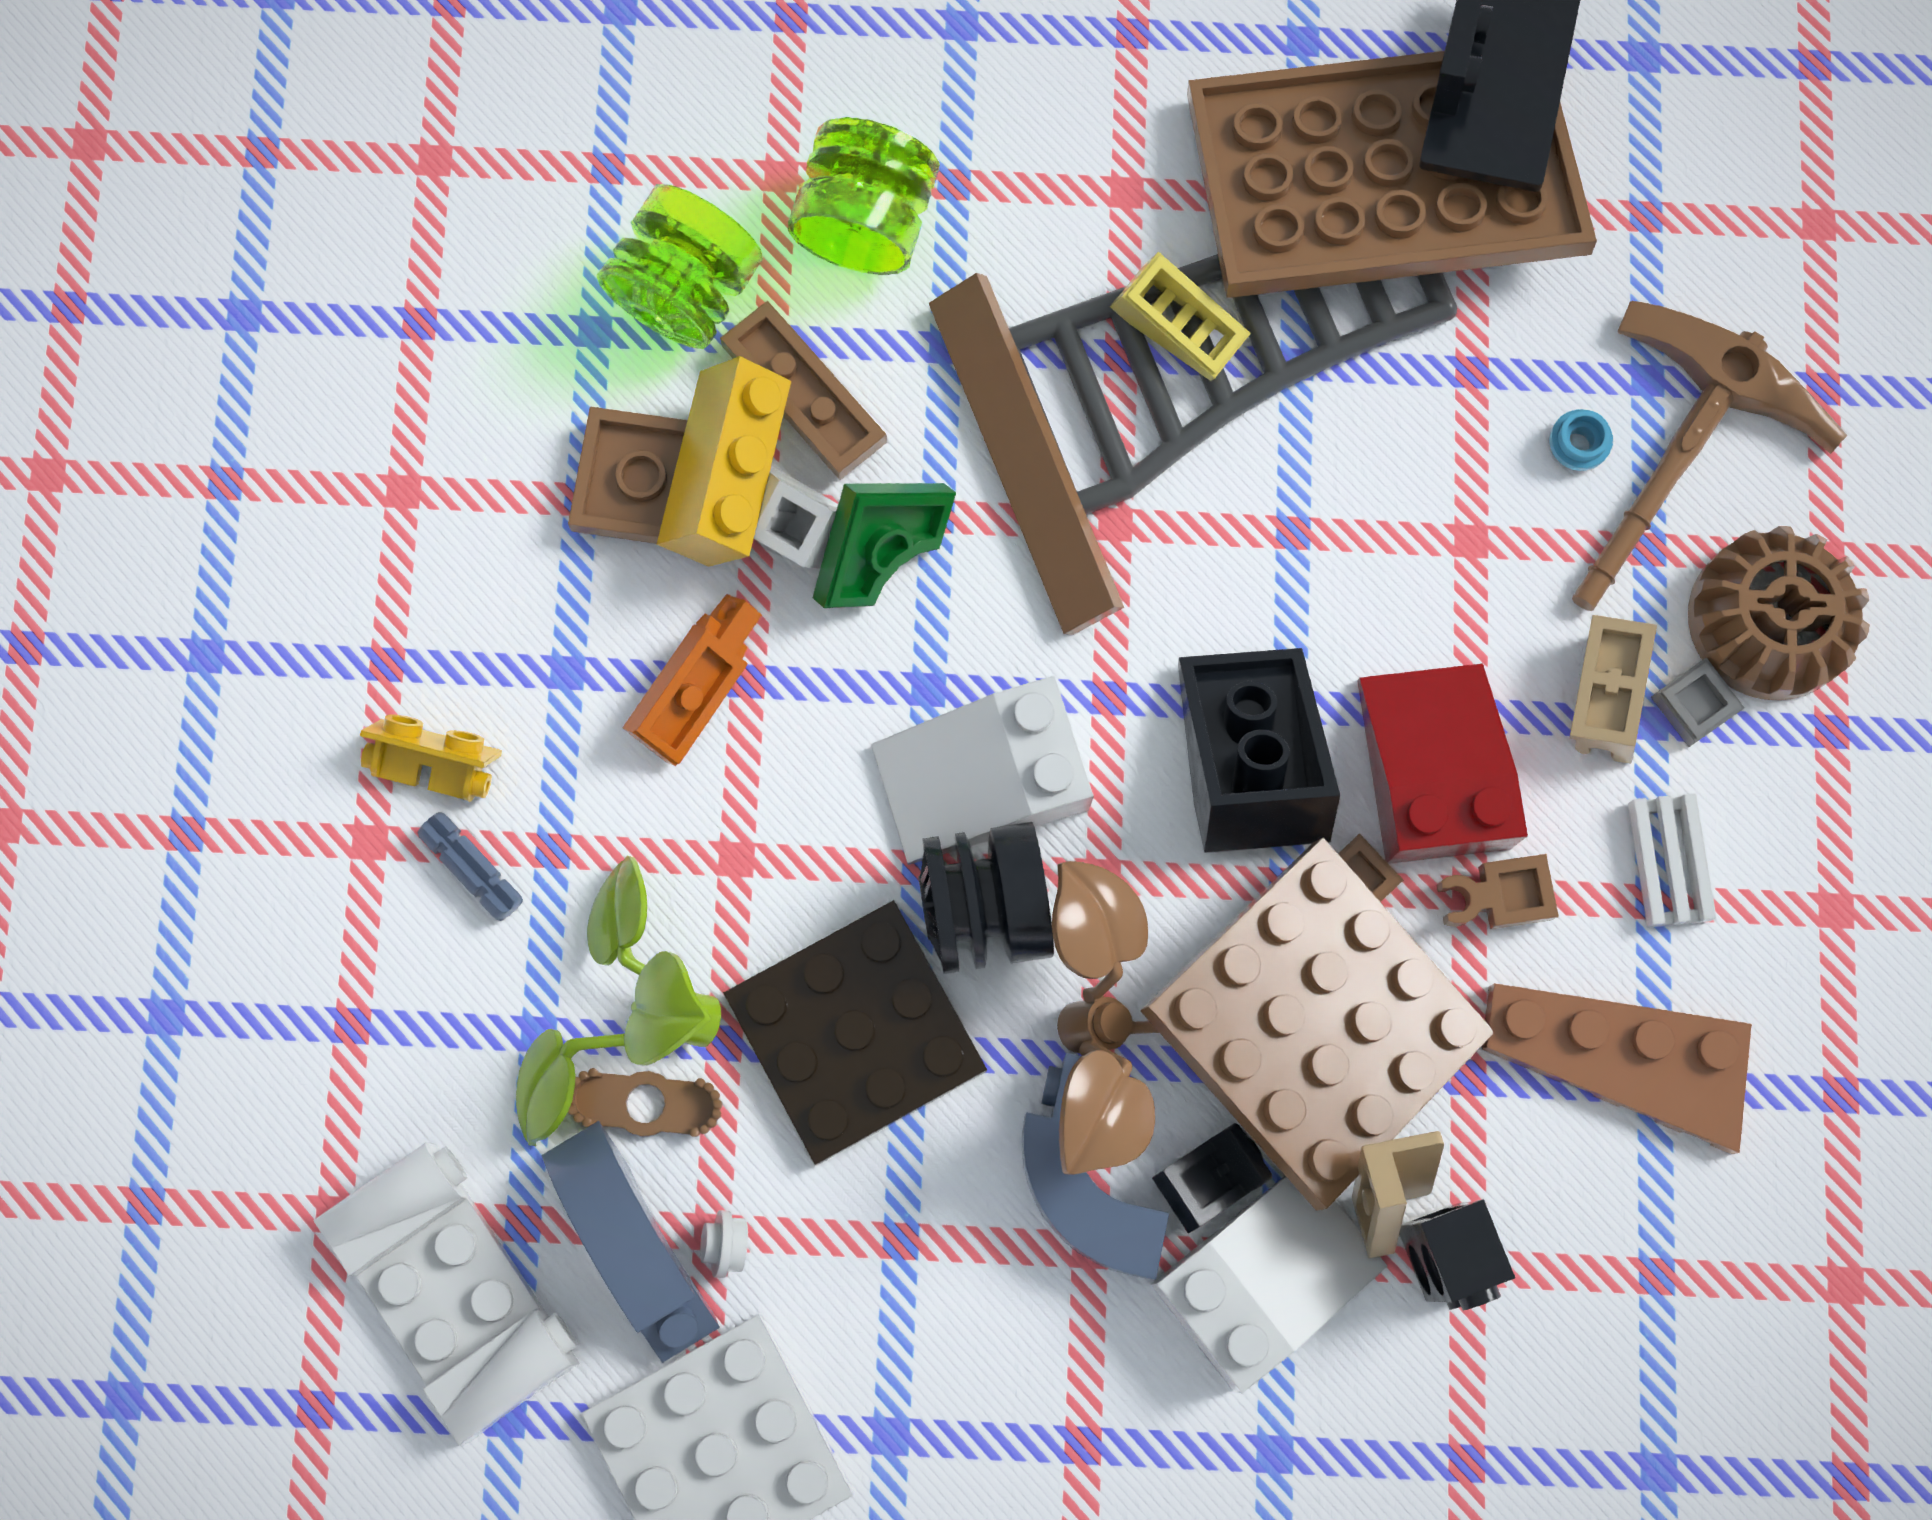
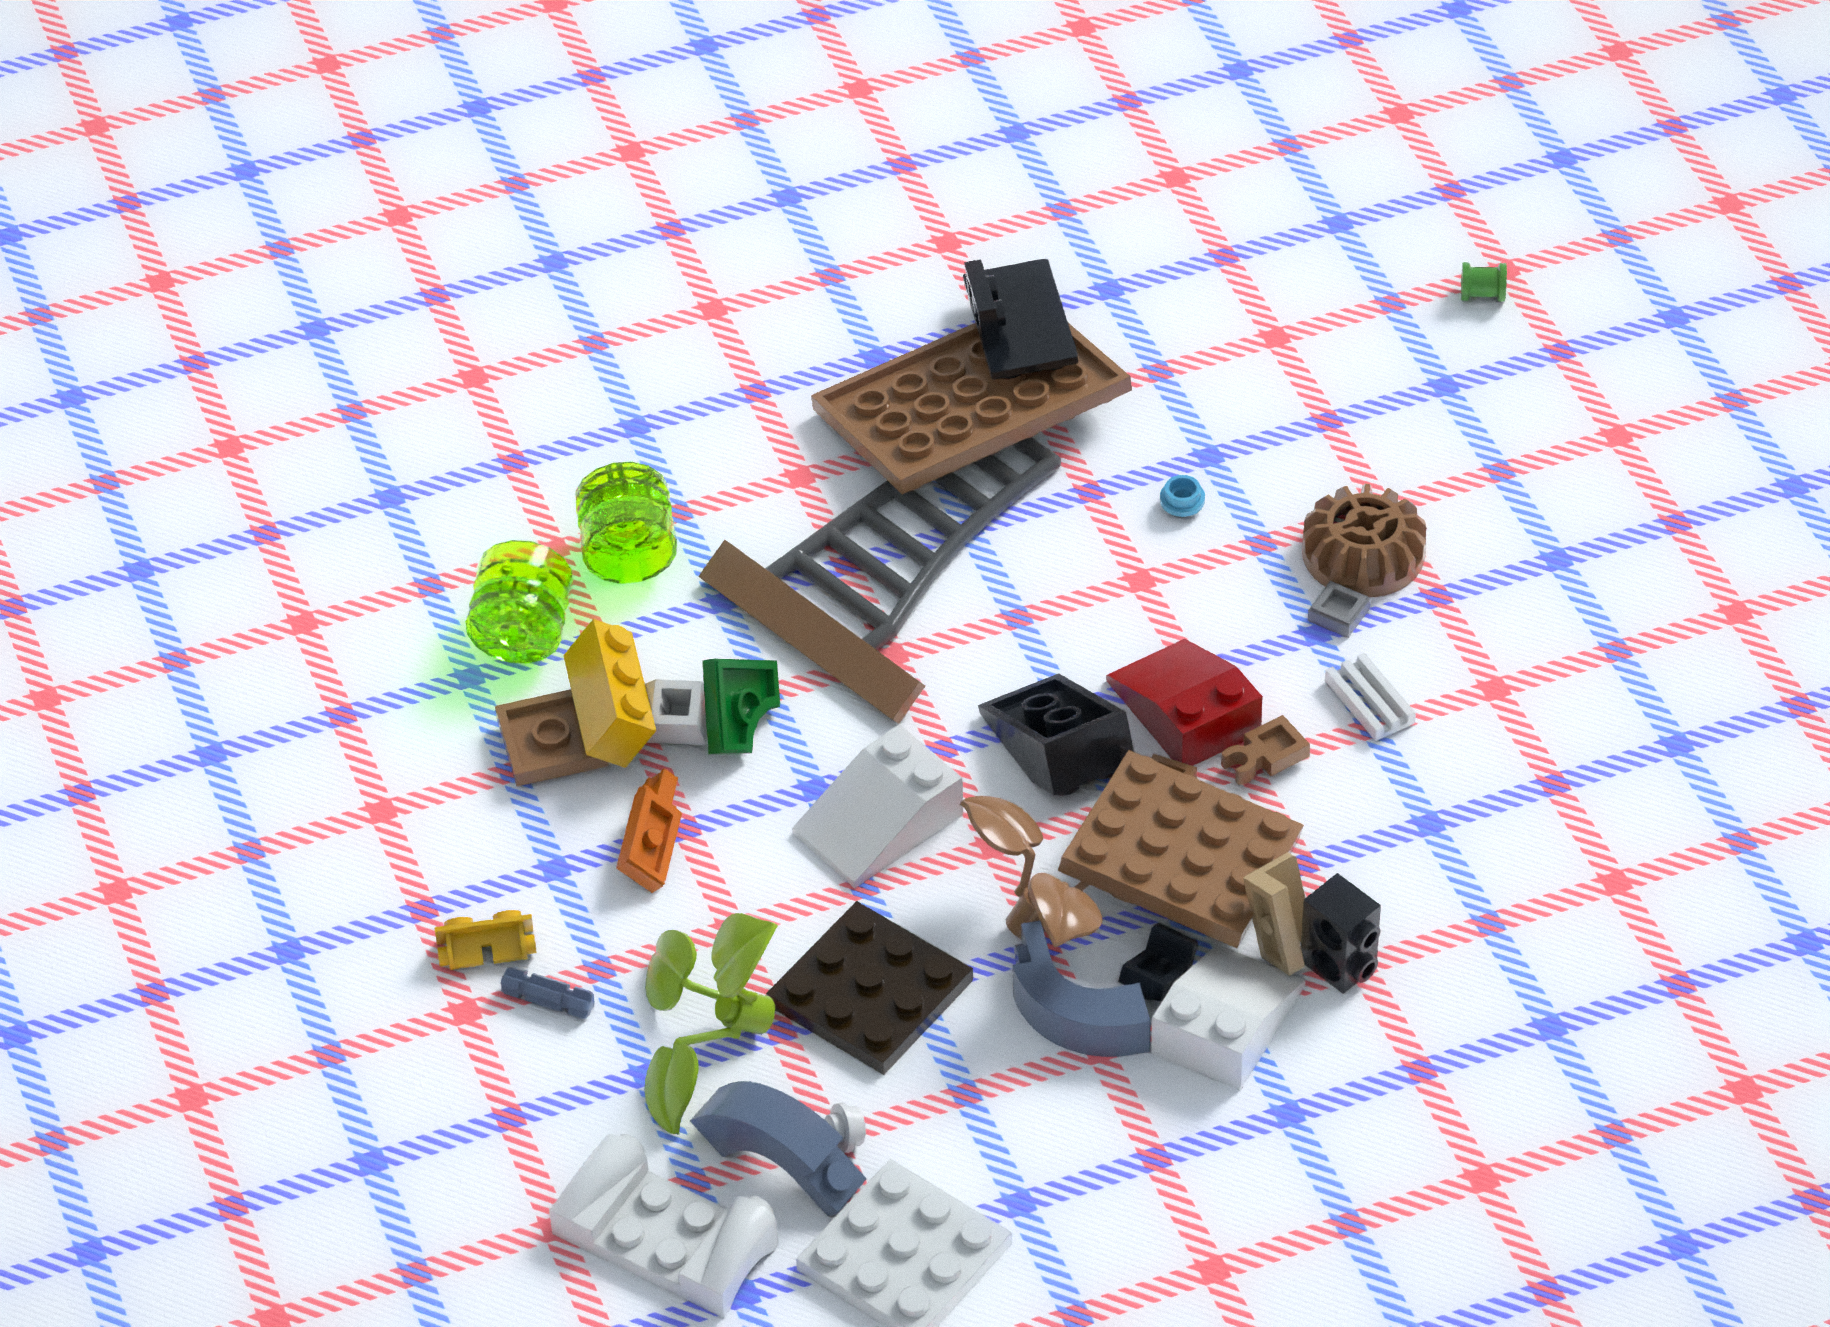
camera: 20 degrees left, 30 degrees down
(603, 1097) = (775, 1070): medium nougat piece -> none
(817, 401) = (658, 653): medium nougat plate -> none
(987, 898) = (921, 860): black wheel -> none
(1167, 333) = (854, 513): light yellow slope -> none
(1612, 686) = (1277, 611): tan hinge -> none
(1647, 1059) = (1418, 804): nougat wing -> none
(1732, 374) = (1260, 430): medium nougat piece -> none

